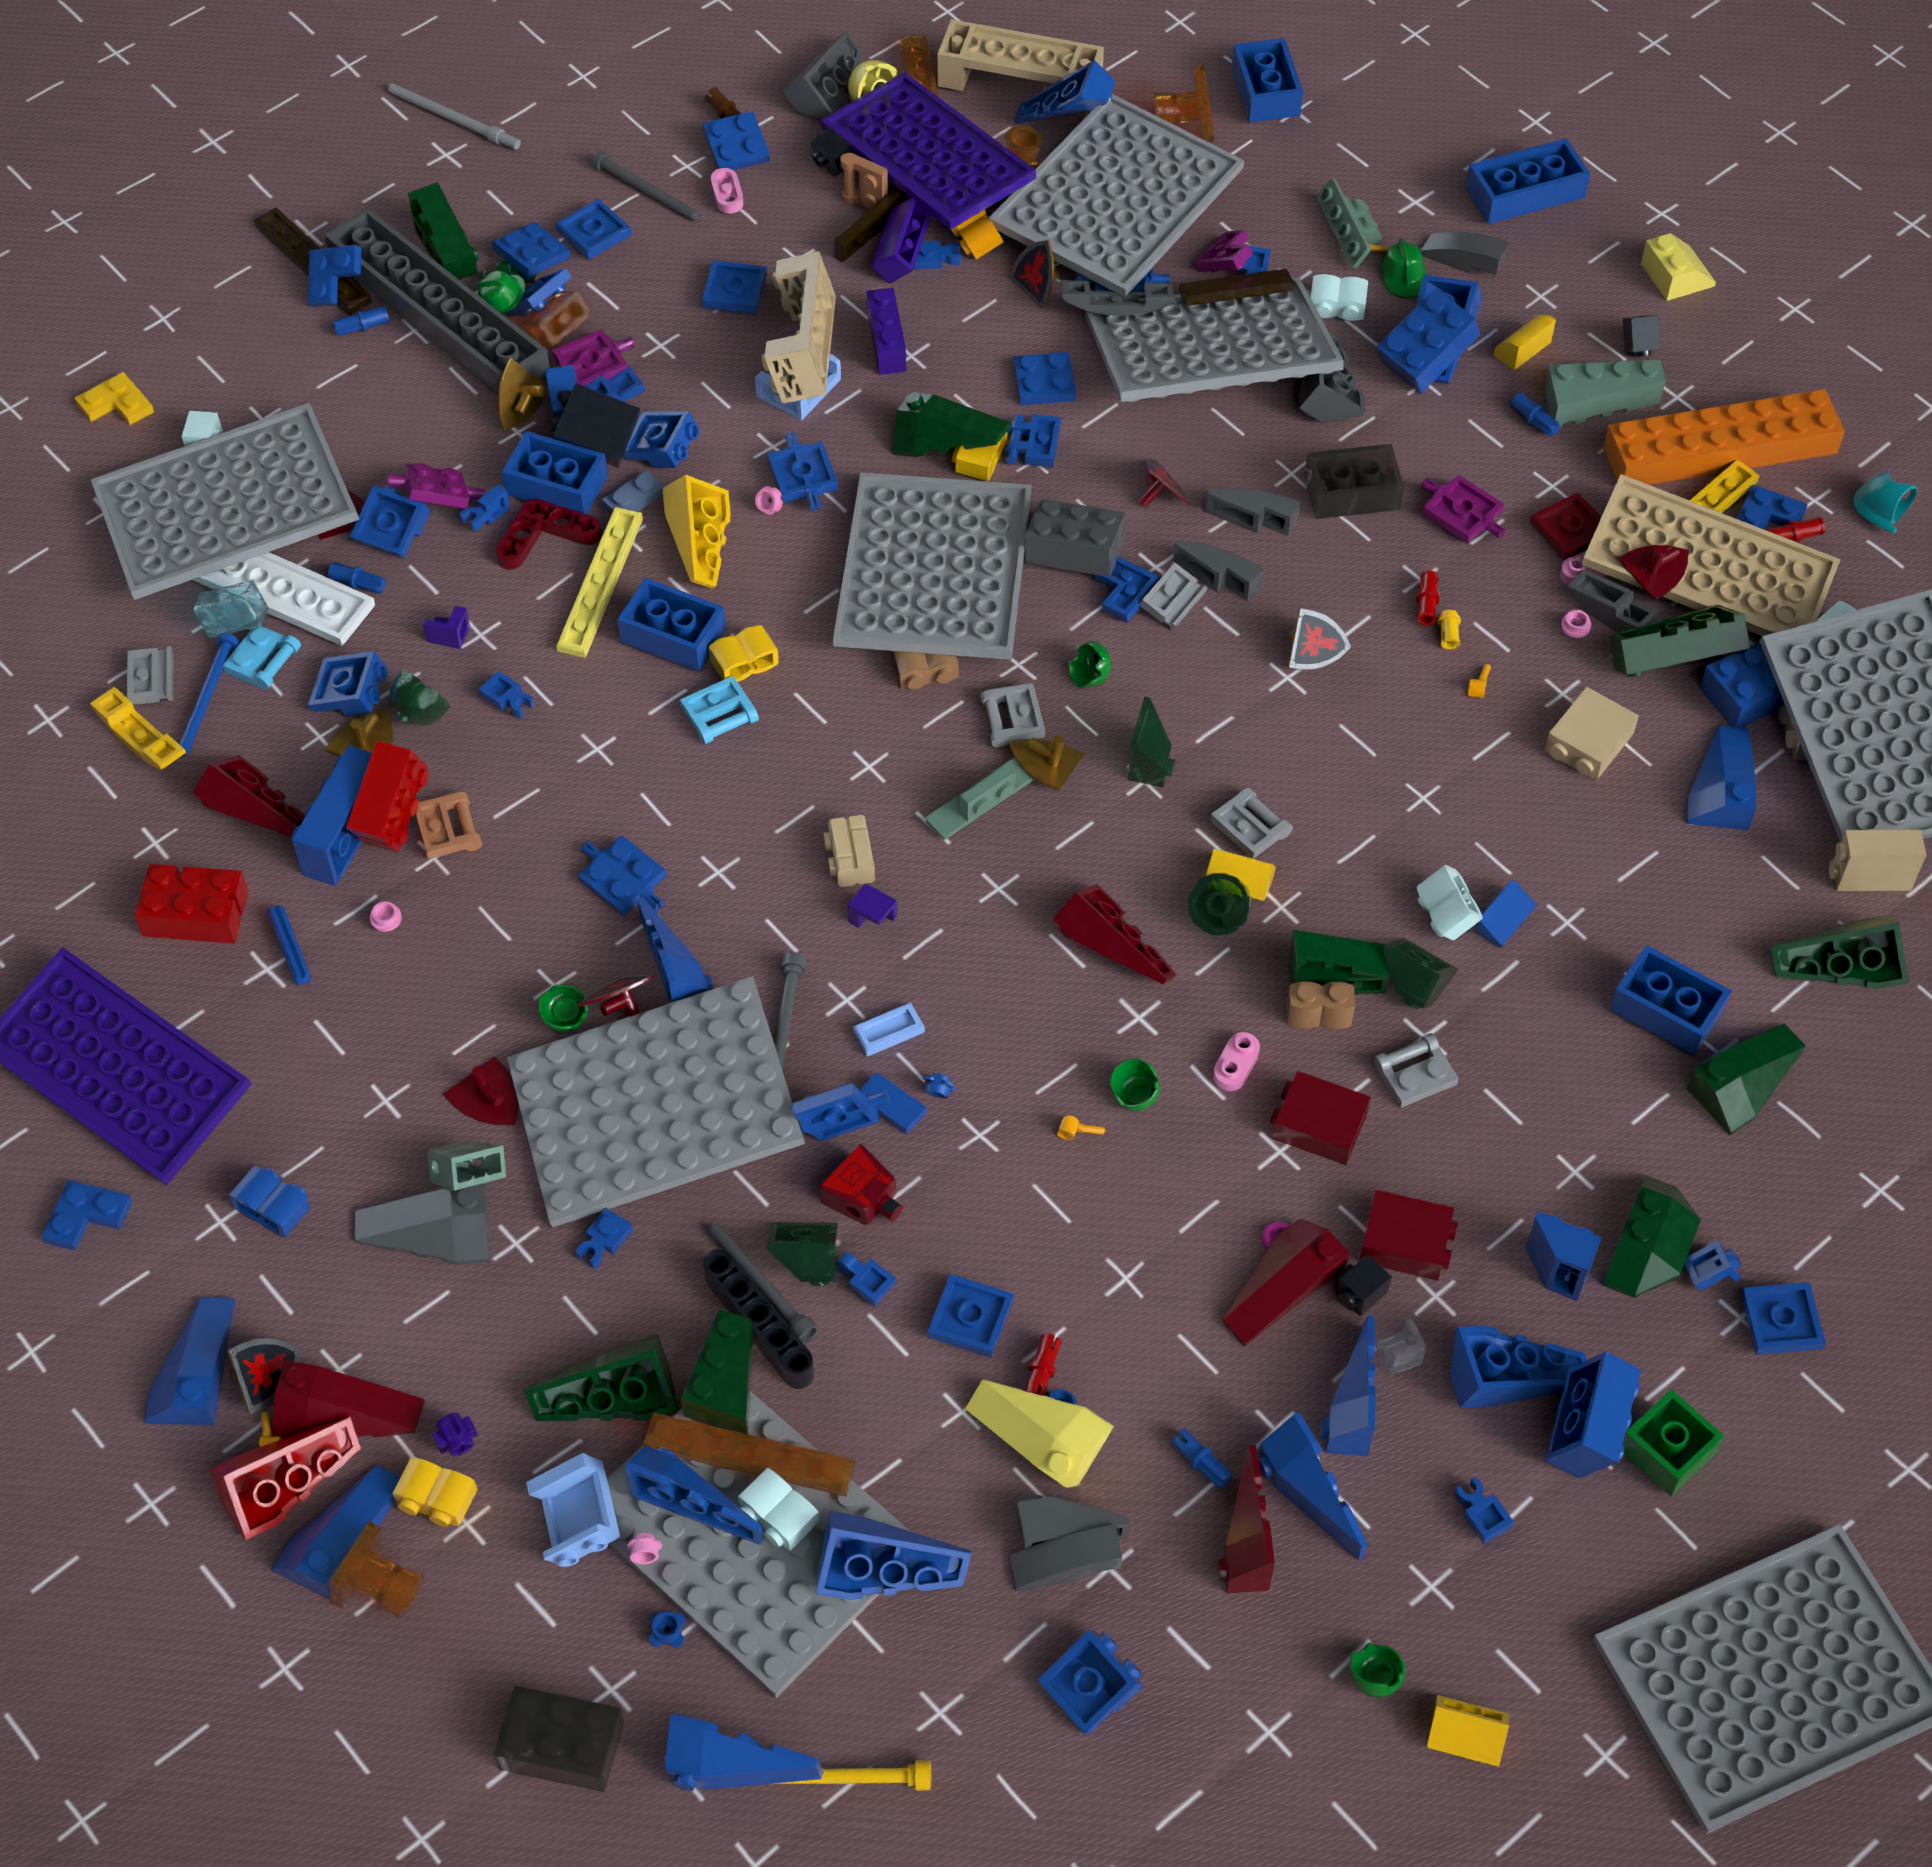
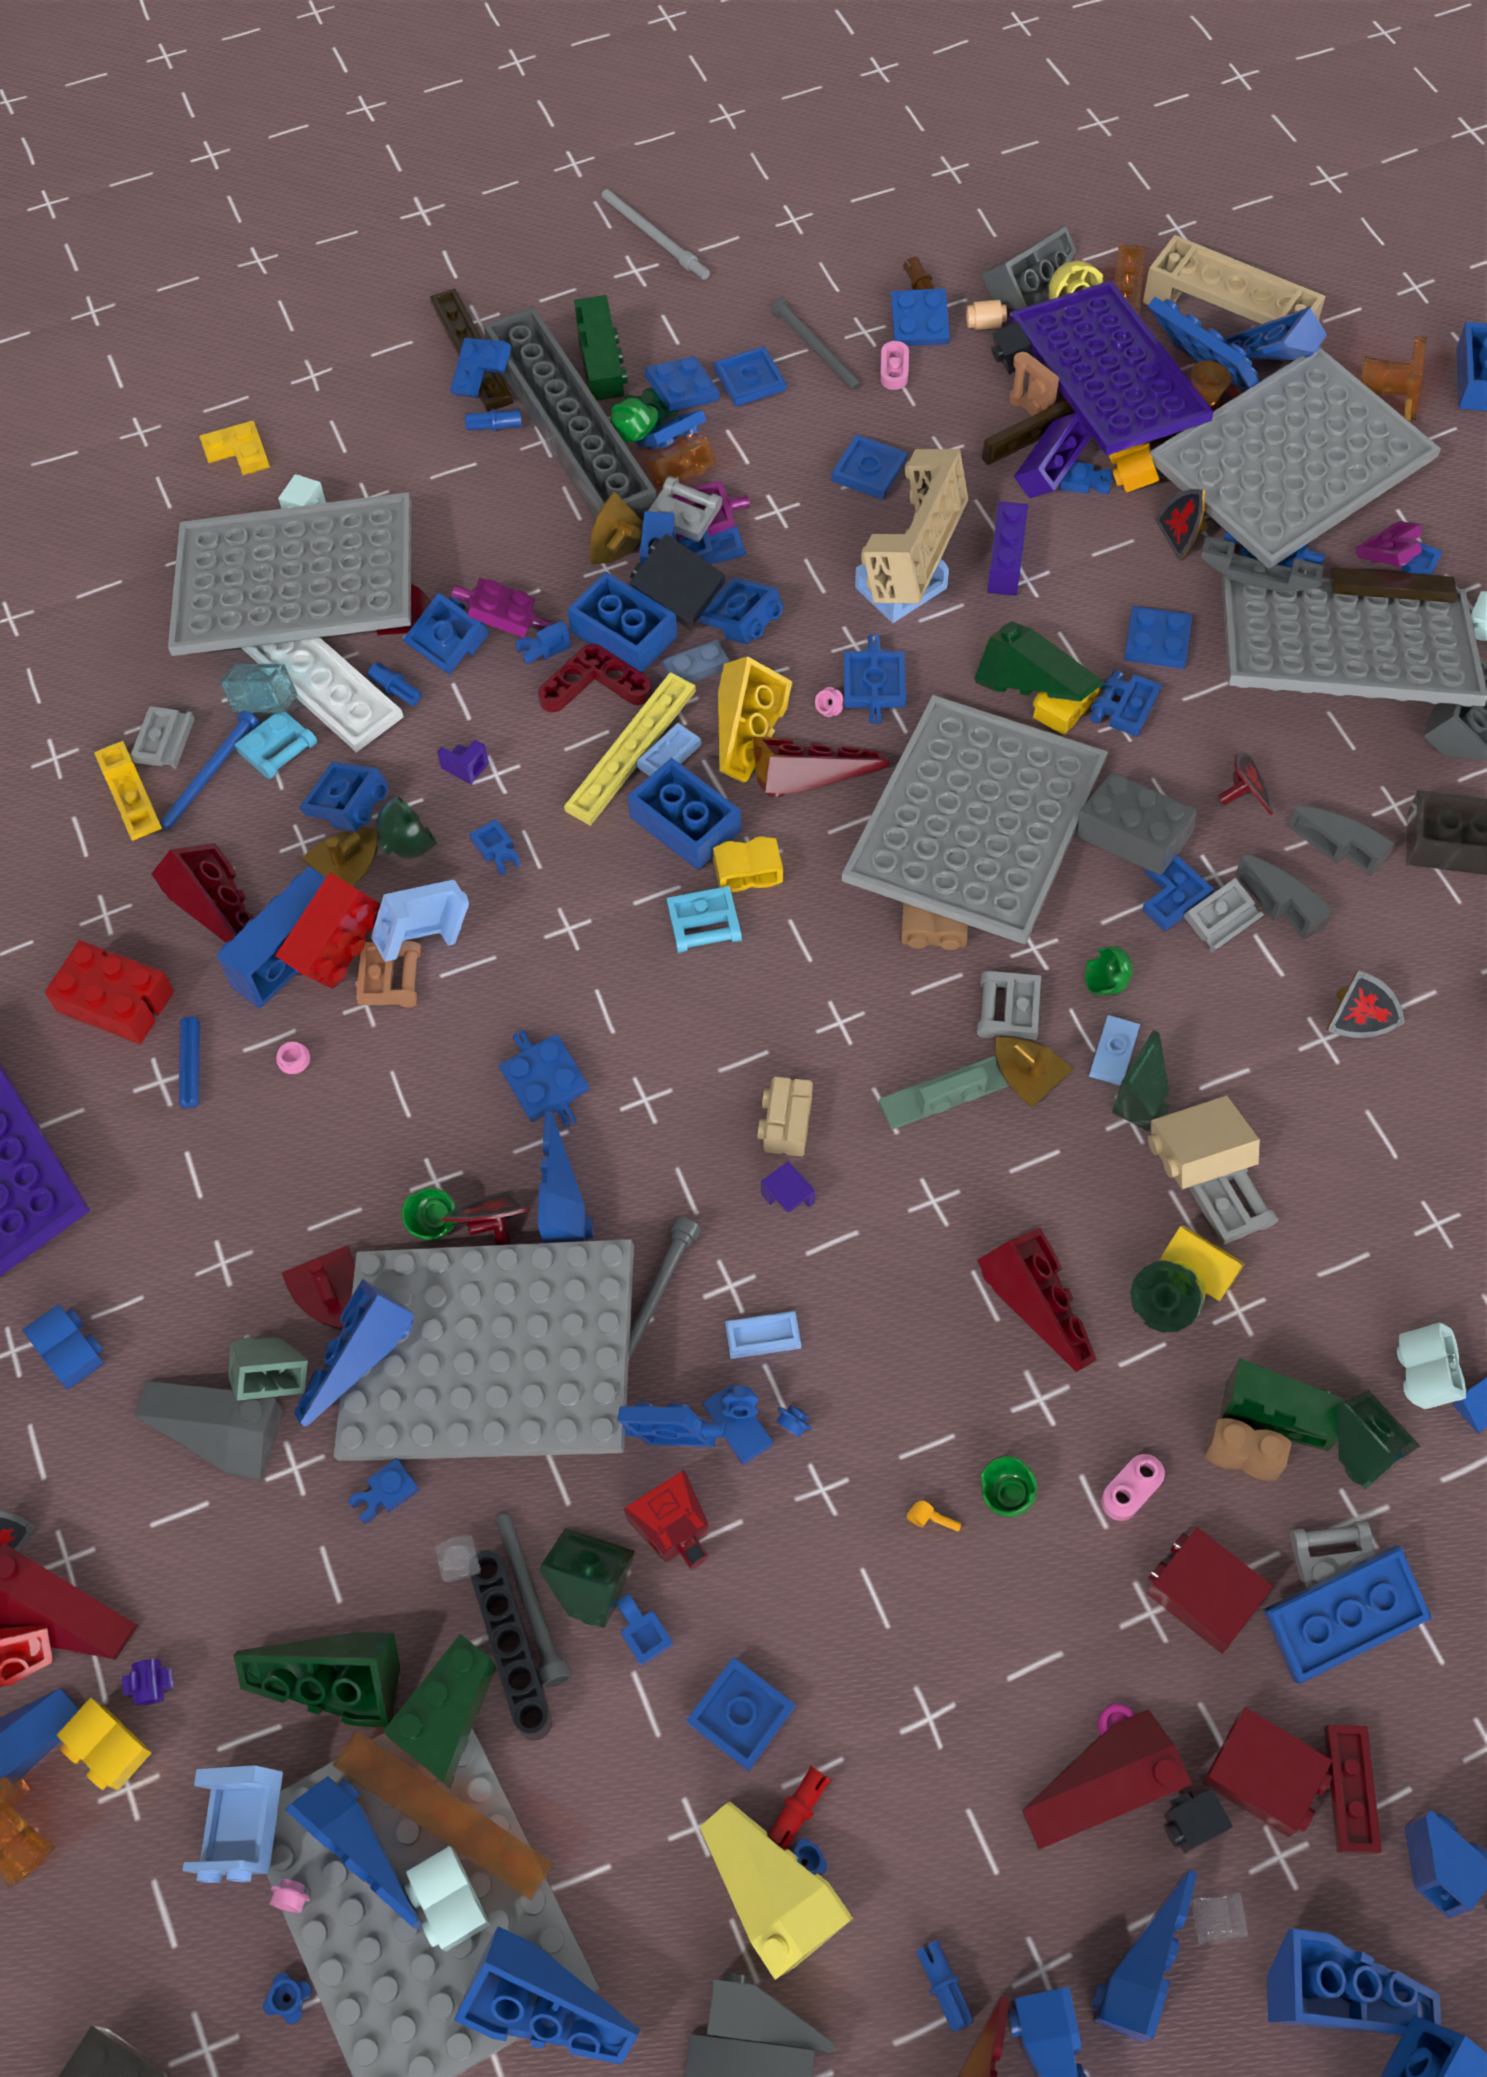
camera: 20 degrees right, 5 degrees up
(464, 762) = (419, 914): none -> light blue panel
(546, 1109) = (370, 1331): none -> wedge
(588, 370) = (689, 520): none -> light grey plate
(639, 567) = (676, 743): none -> light blue plate
(690, 1263) = (458, 1558): none -> clear bracket
(757, 564) = (793, 769): none -> dark red wedge
(797, 127) = (986, 315): none -> light nougat brick
(890, 1079) = (740, 1402): none -> blue plate
(1005, 113) = (1202, 344): none -> blue plate
(1114, 729) = (1114, 1050): none -> light blue plate
(1213, 779) = (1204, 1142): none -> tan brick
(1435, 1104) = (1347, 1614): none -> blue tile
(1477, 1229) = (1352, 1790): none -> dark red plate

